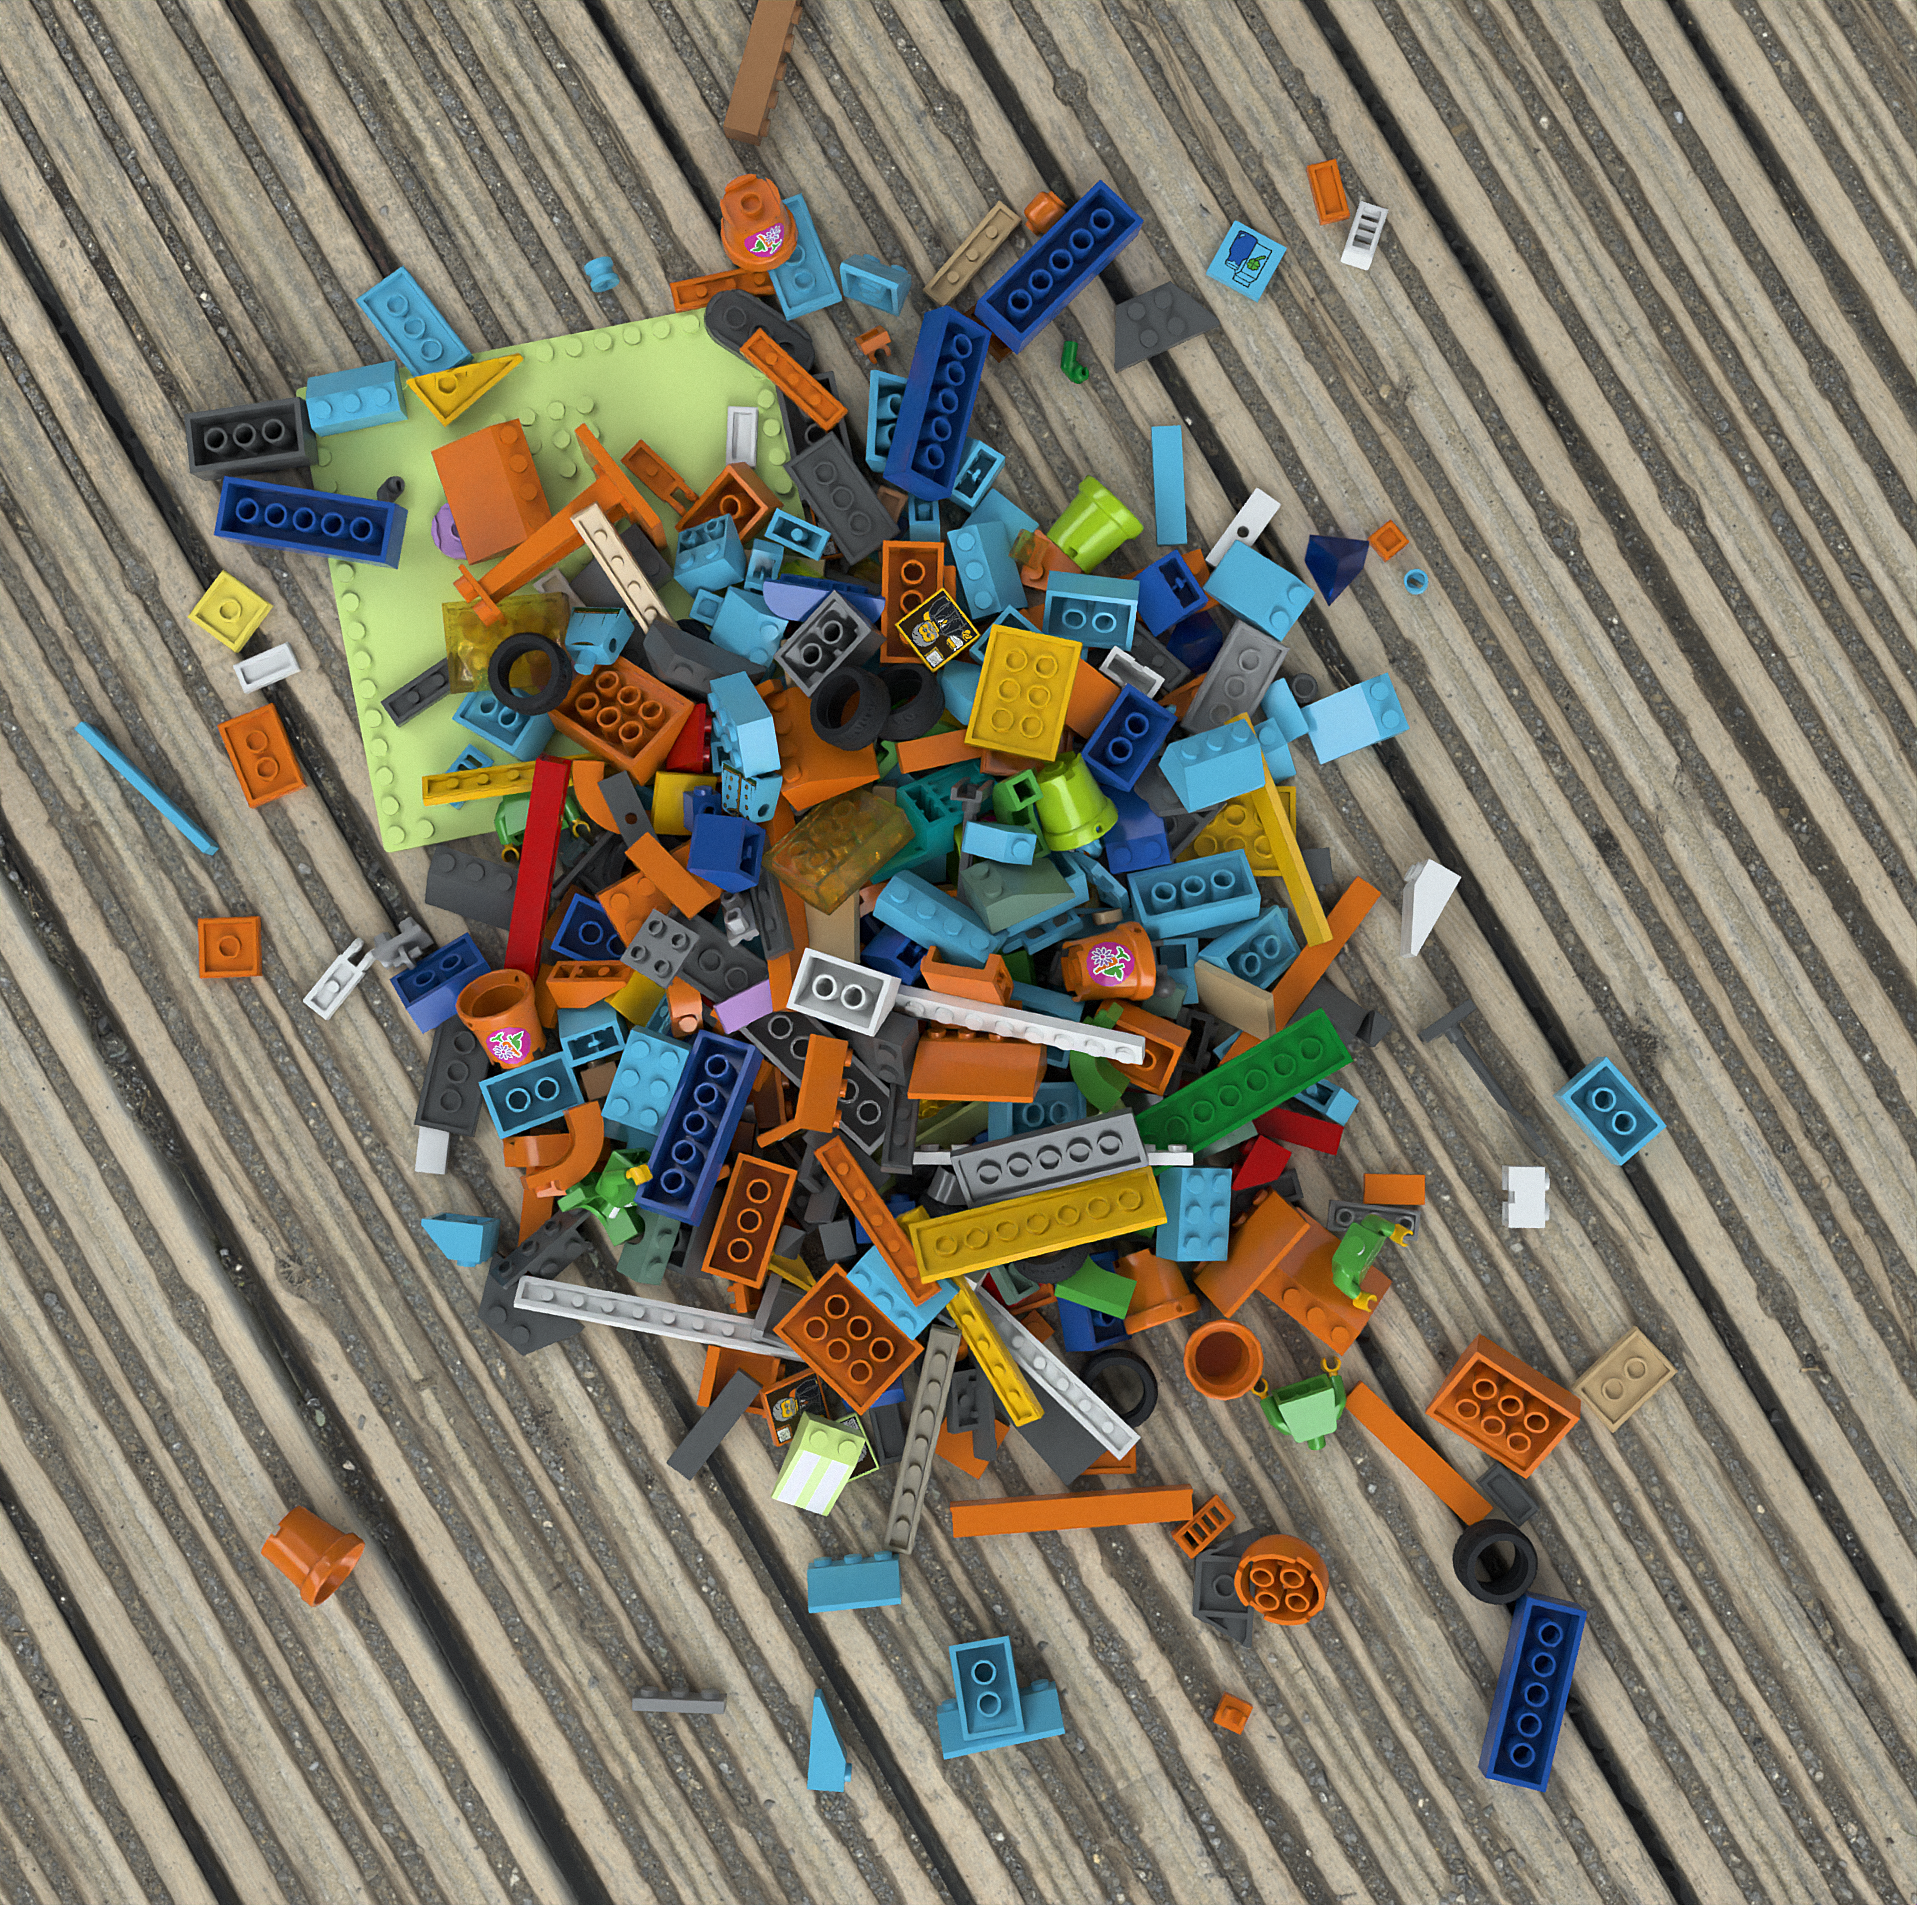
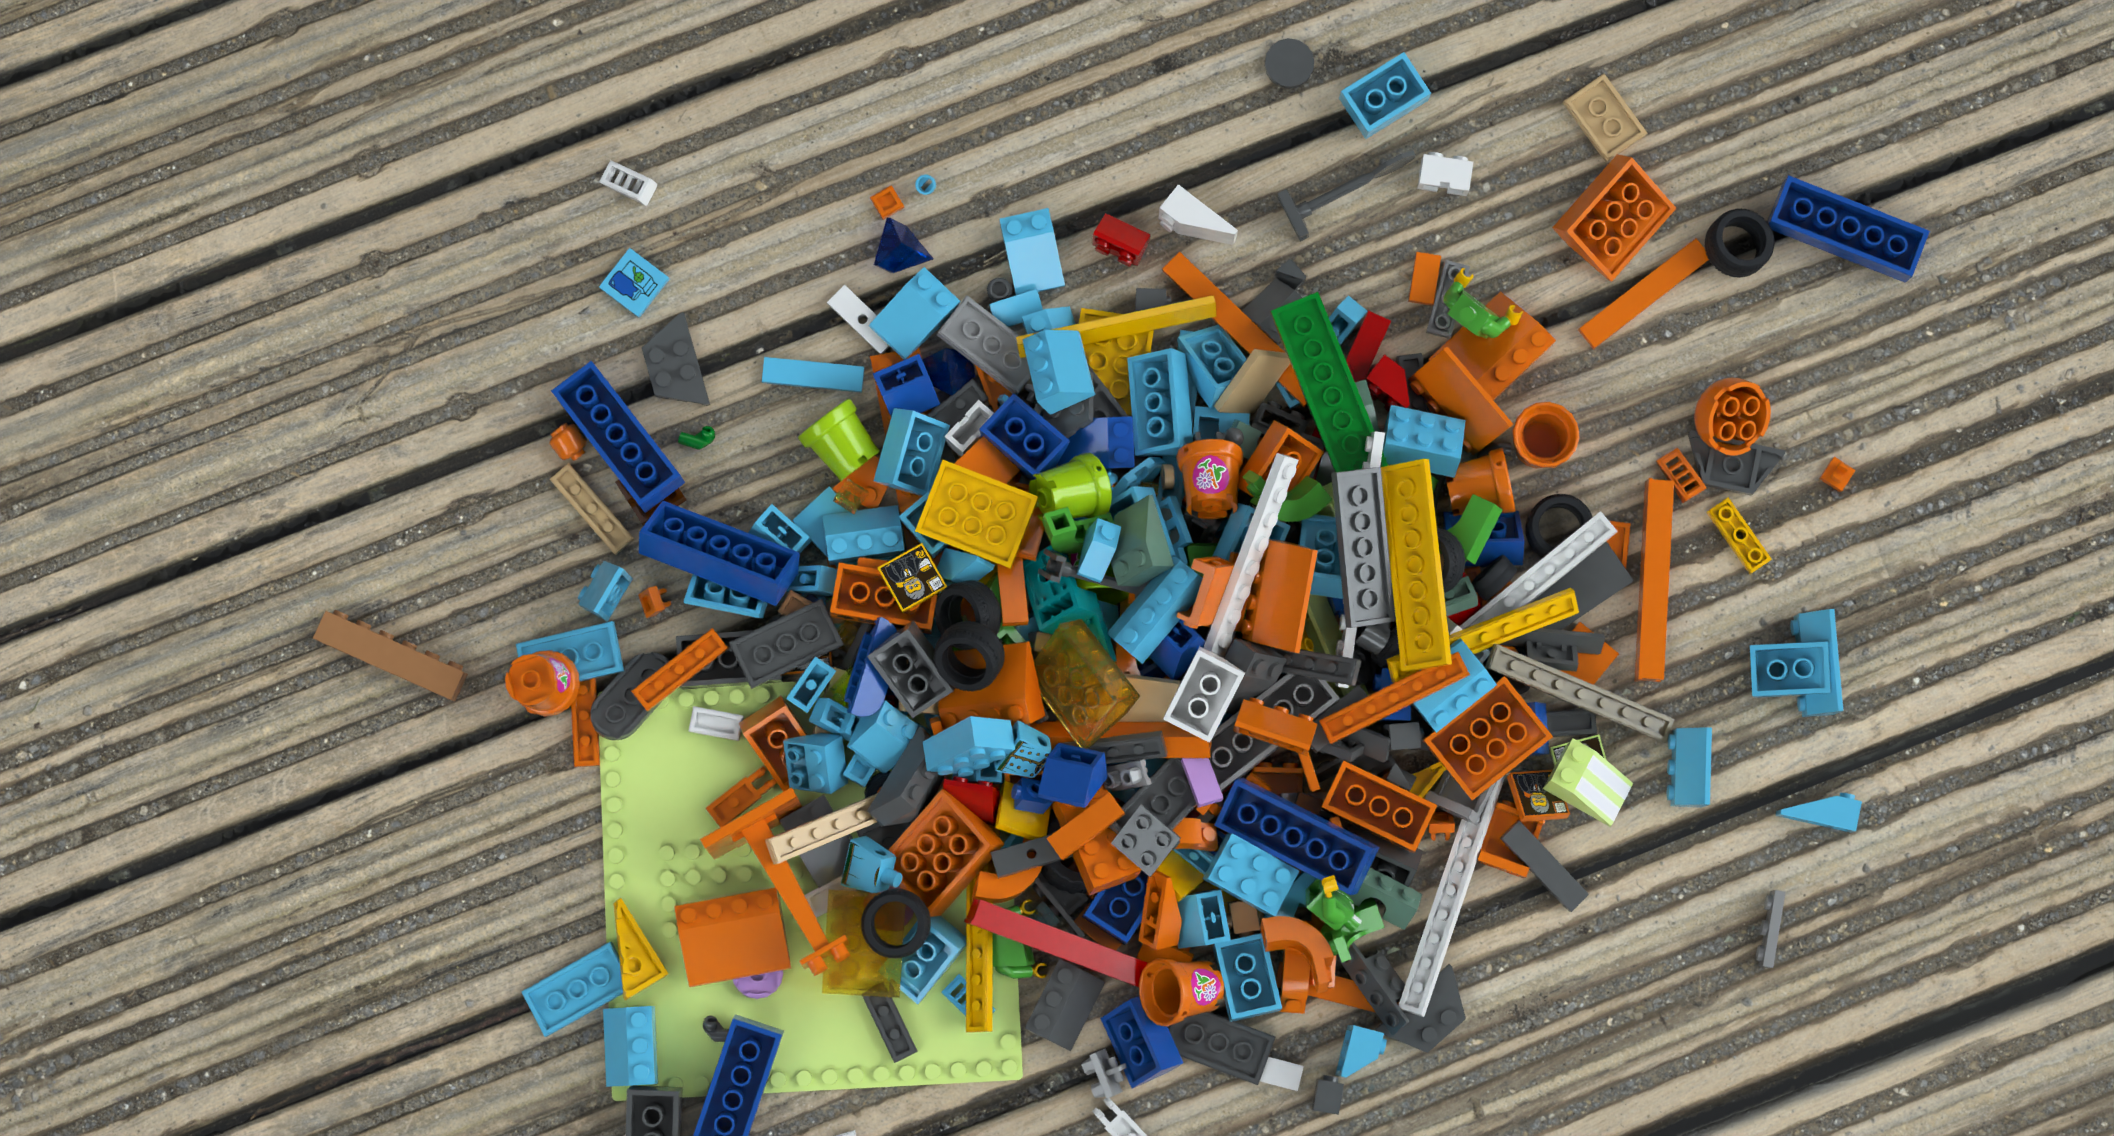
camera: 80 degrees left, 5 degrees down
(412, 1206) = (1328, 1095): none -> dark grey brick
(601, 274) = (557, 822): medium azure wheel -> none
(1044, 1319) = (1494, 577): none -> black tyre
(1154, 1590) = (1748, 549): none -> yellow tile
(1306, 1407) = (1594, 375): torso -> none
(1328, 192) = (587, 207): orange tile -> none
(1384, 821) = (1120, 240): none -> red slope
(1508, 1494) = (1686, 224): dark grey tile -> none
(1631, 991) = (1289, 63): none -> dark grey tile

